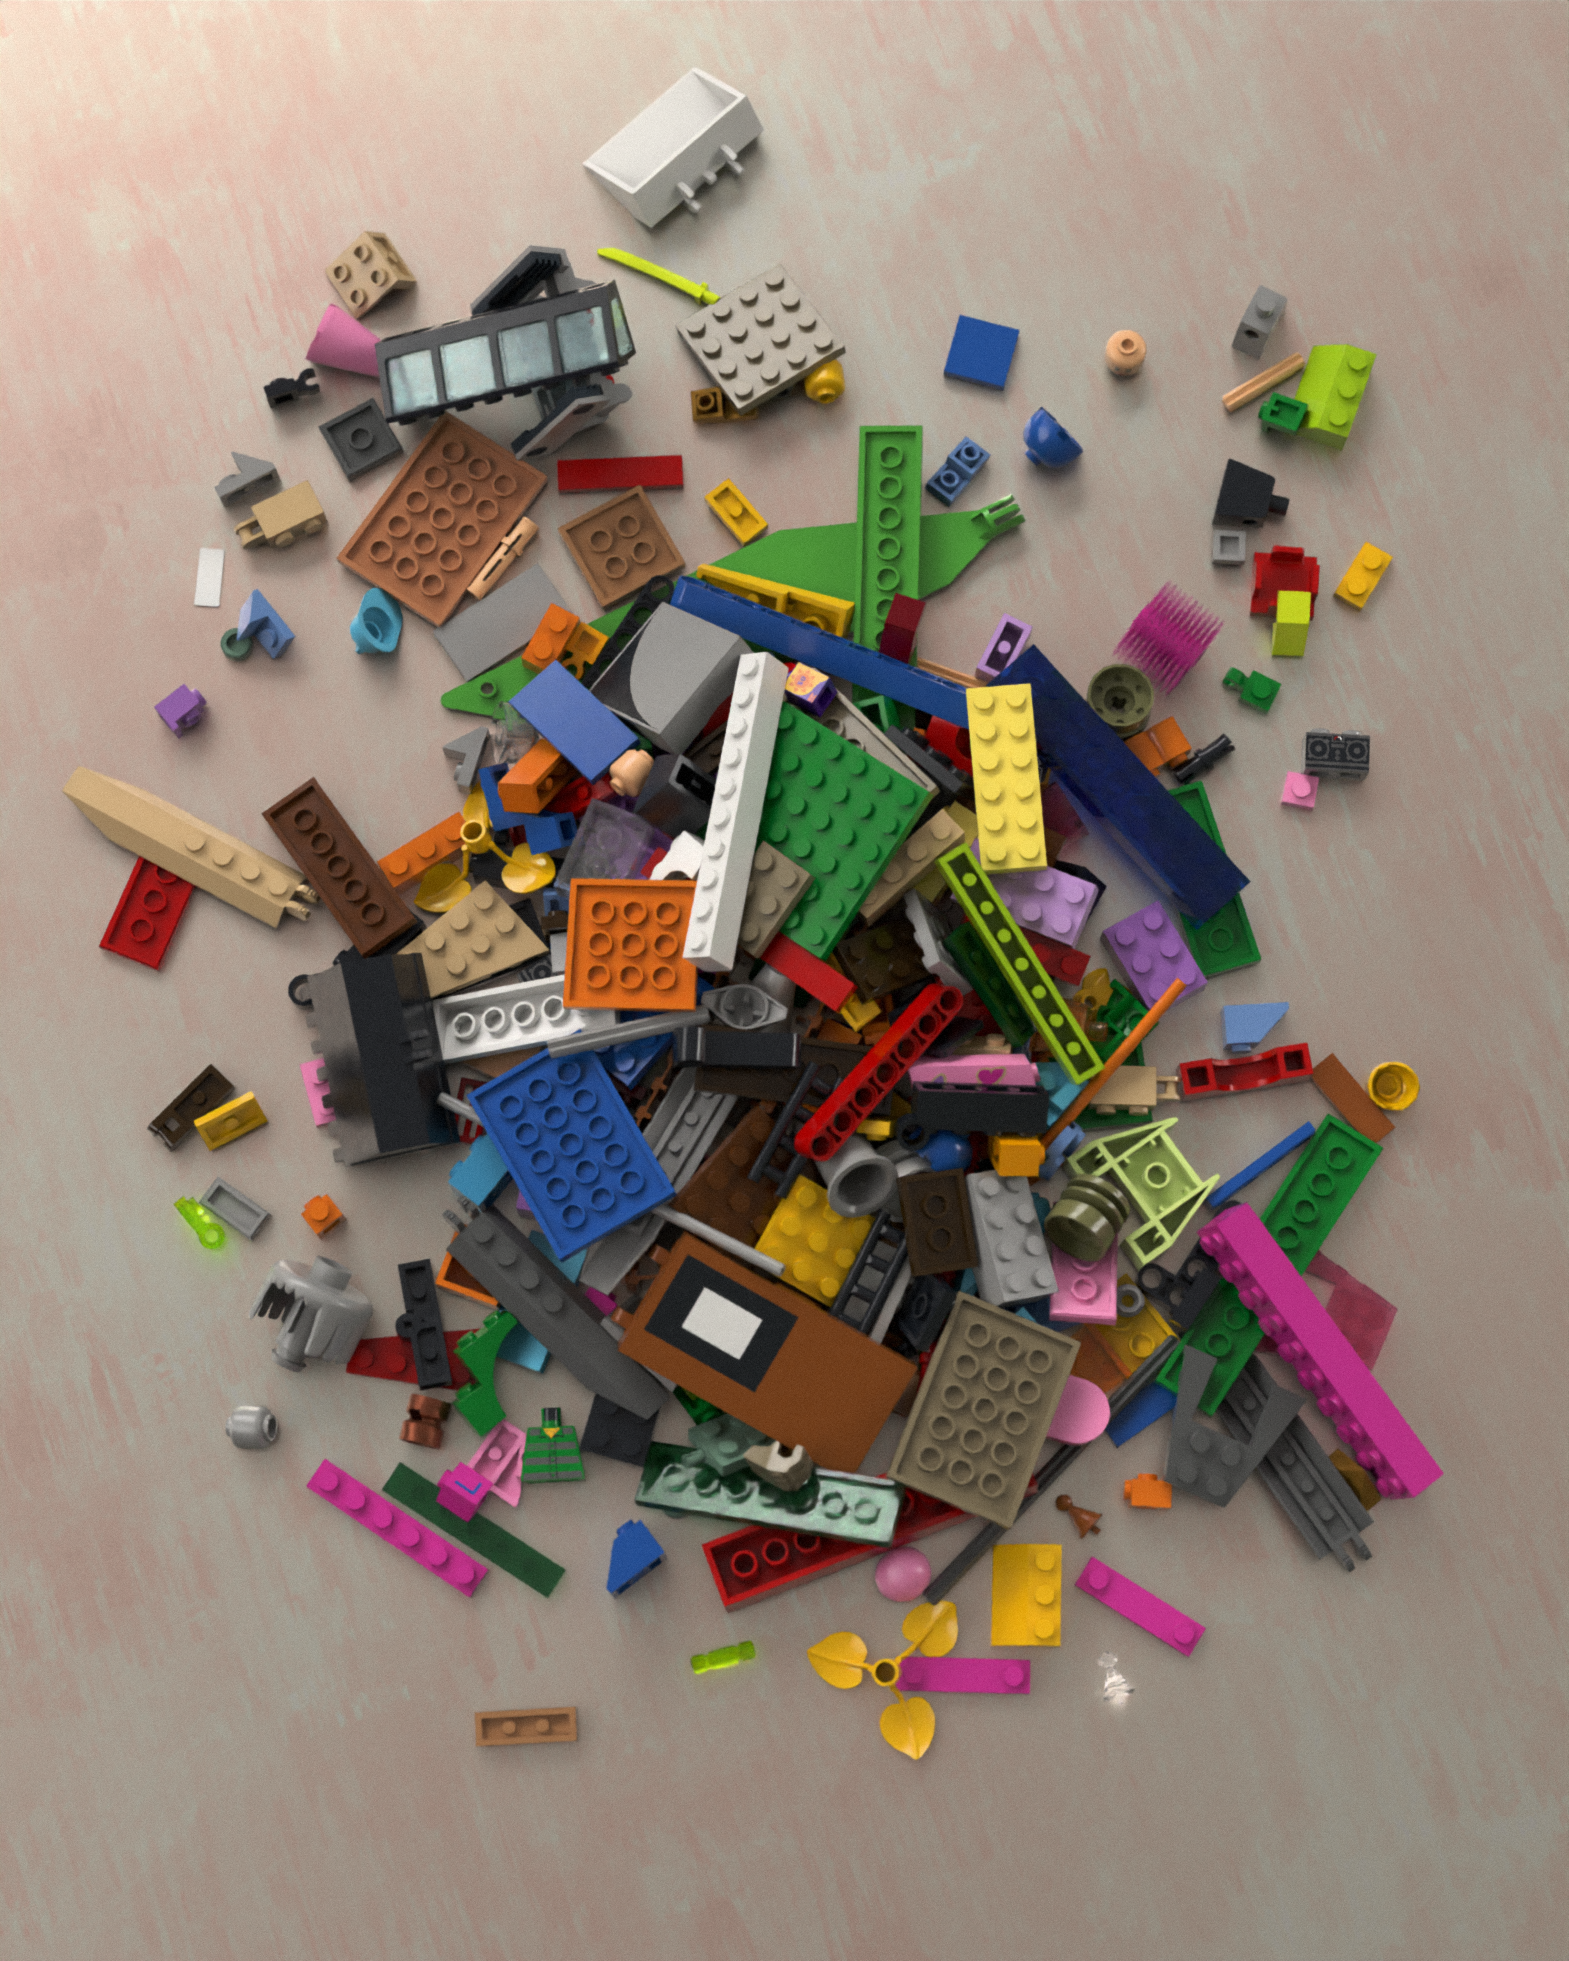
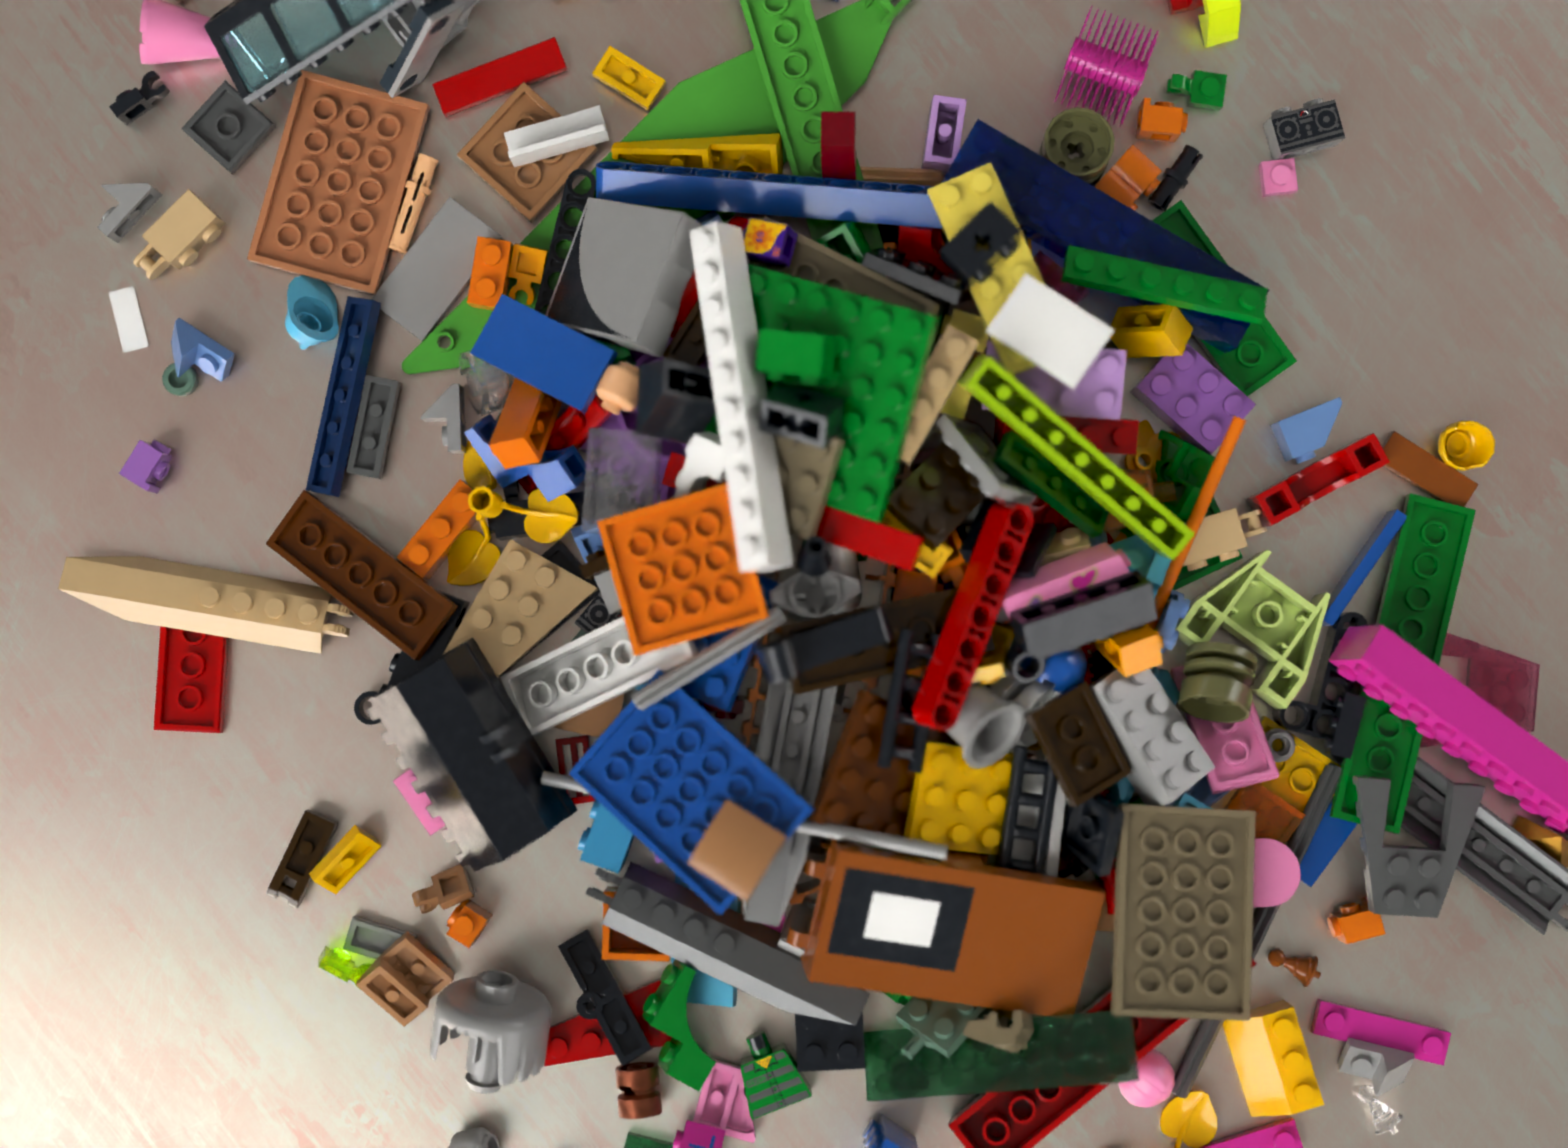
camera: 15 degrees left, 10 degrees up
(245, 1246) = (405, 978): none -> medium nougat slope
(314, 1179) = (447, 889): none -> medium nougat plate
(378, 706) = (343, 396): none -> dark blue plate
(396, 743) = (373, 427): none -> dark grey plate
(594, 1204) = (737, 850): none -> medium nougat slope
(652, 541) = (556, 136): none -> white panel
(754, 974) = (814, 557): none -> black cone
(784, 840) = (801, 414): none -> brick
(797, 789) = (795, 354): none -> green brick
(1003, 736) = (986, 227): none -> black brick
(1030, 842) = (1049, 331): none -> white tile
(1129, 1634) = (1380, 1063): none -> light grey slope
(1131, 884) = (1150, 330): none -> yellow brick
(1153, 843) = (1164, 285): none -> green plate
(1206, 705) = (1160, 121): none -> orange brick

